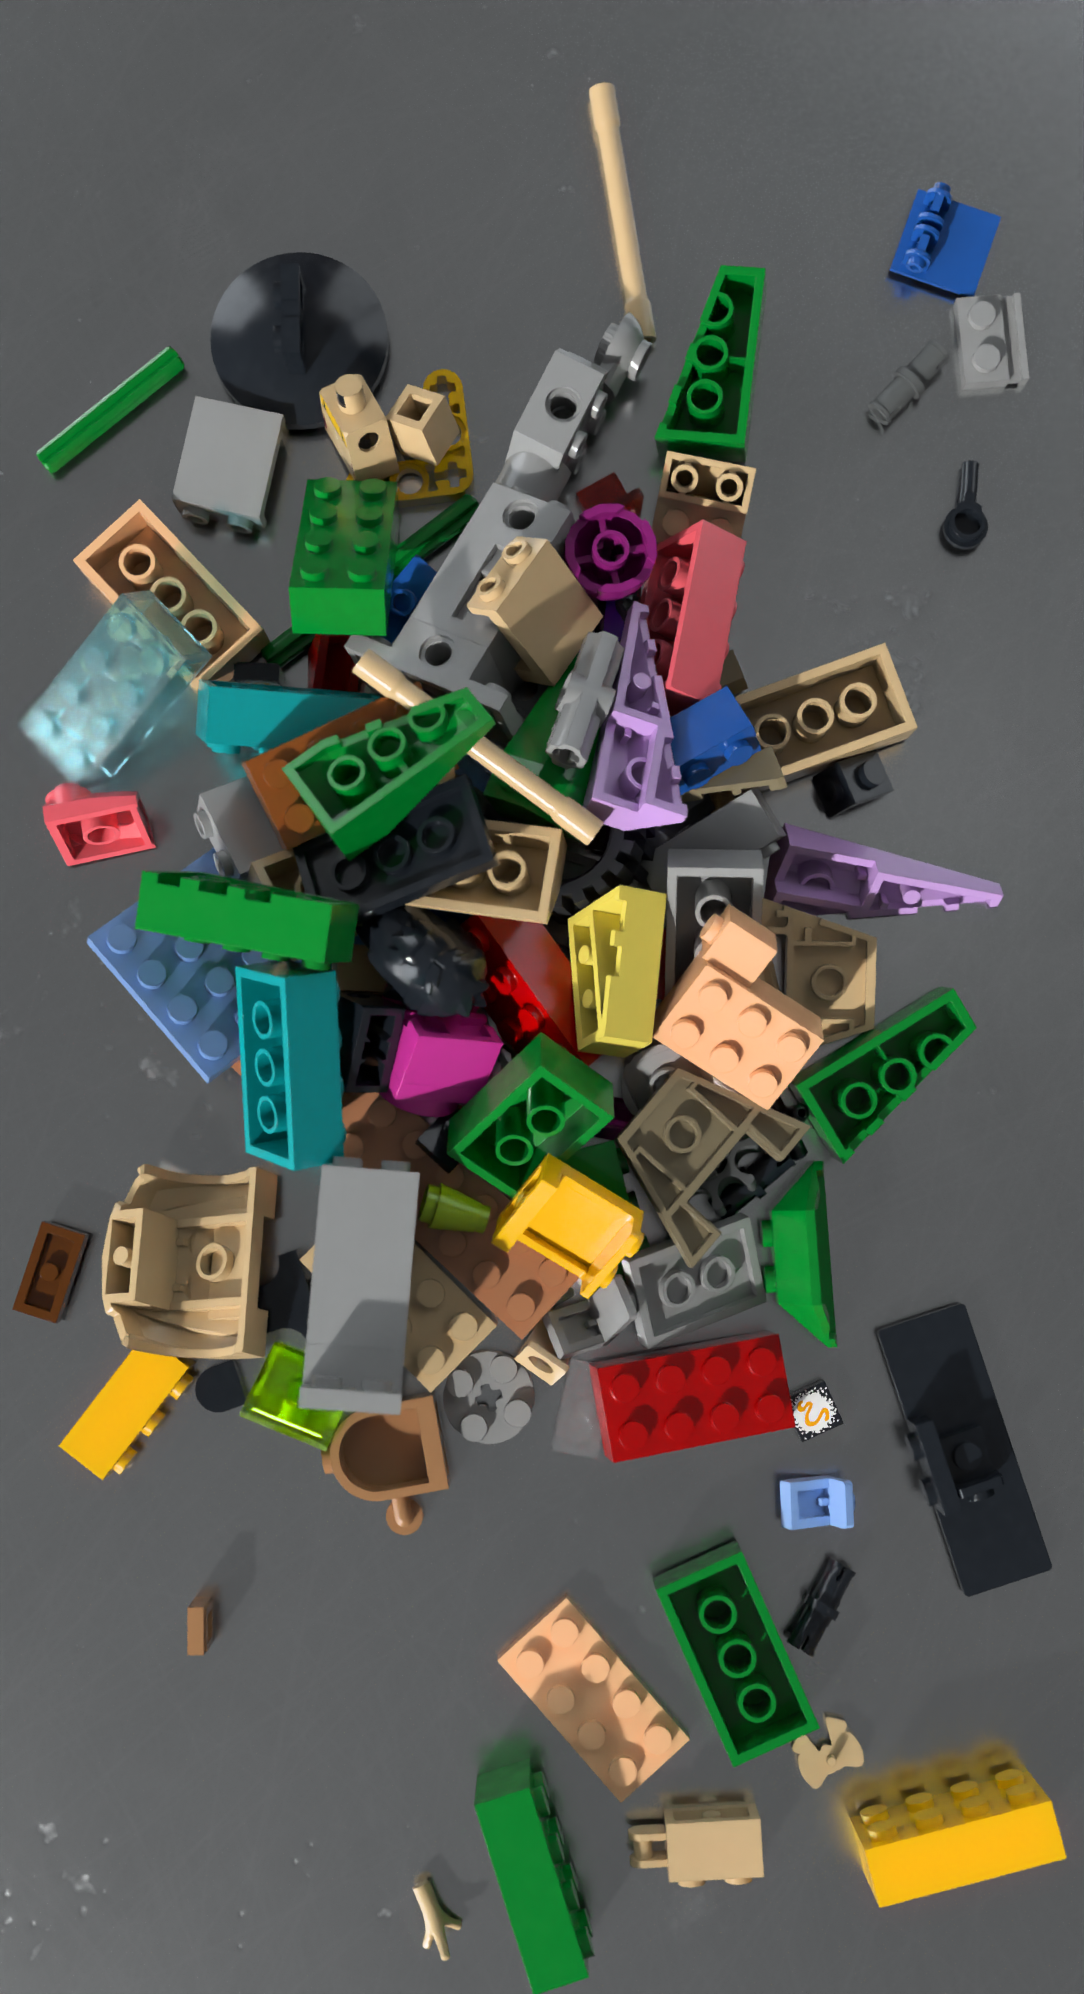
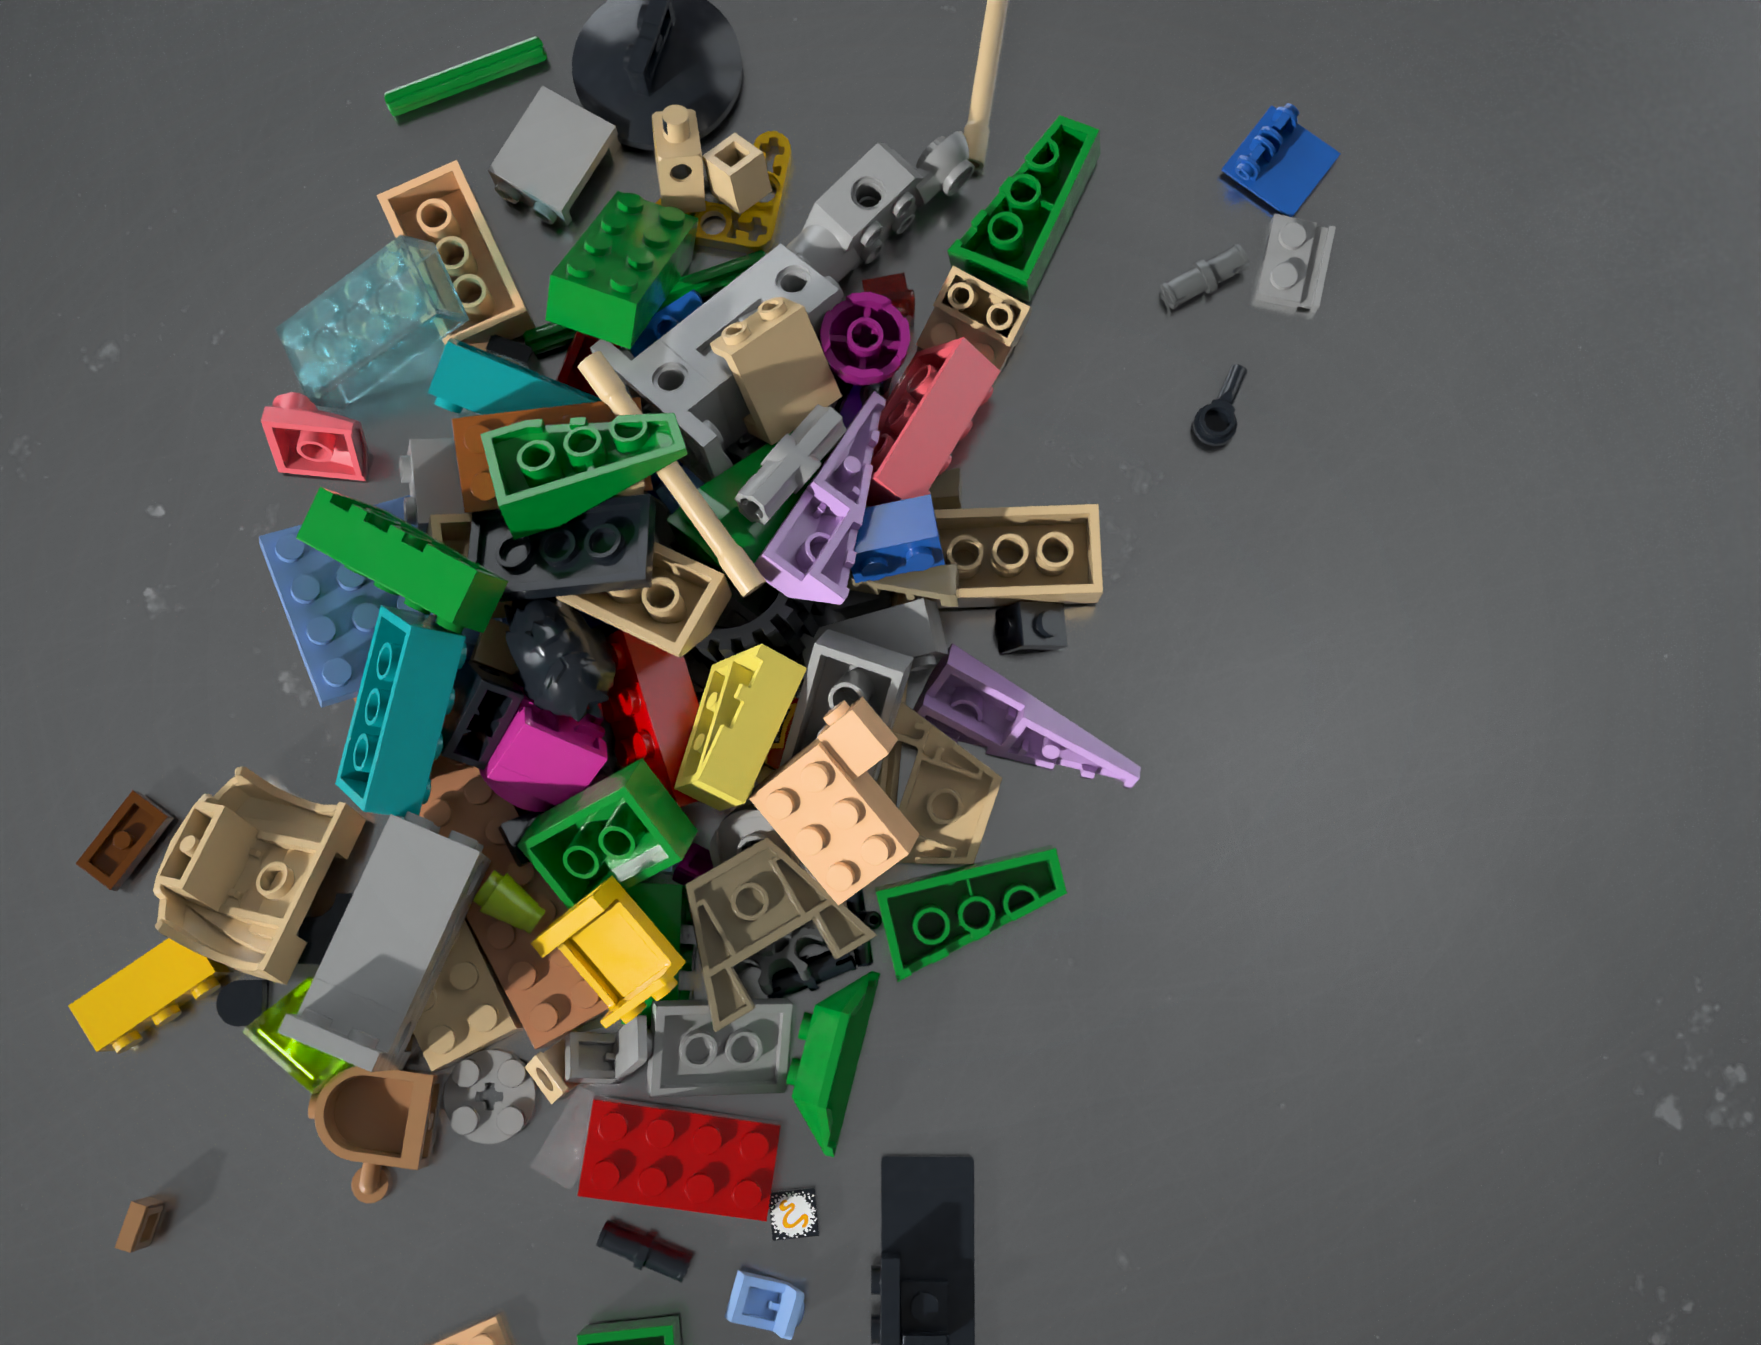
camera: 20 degrees right, 5 degrees down
(685, 1491) = (644, 1251): none -> black pin

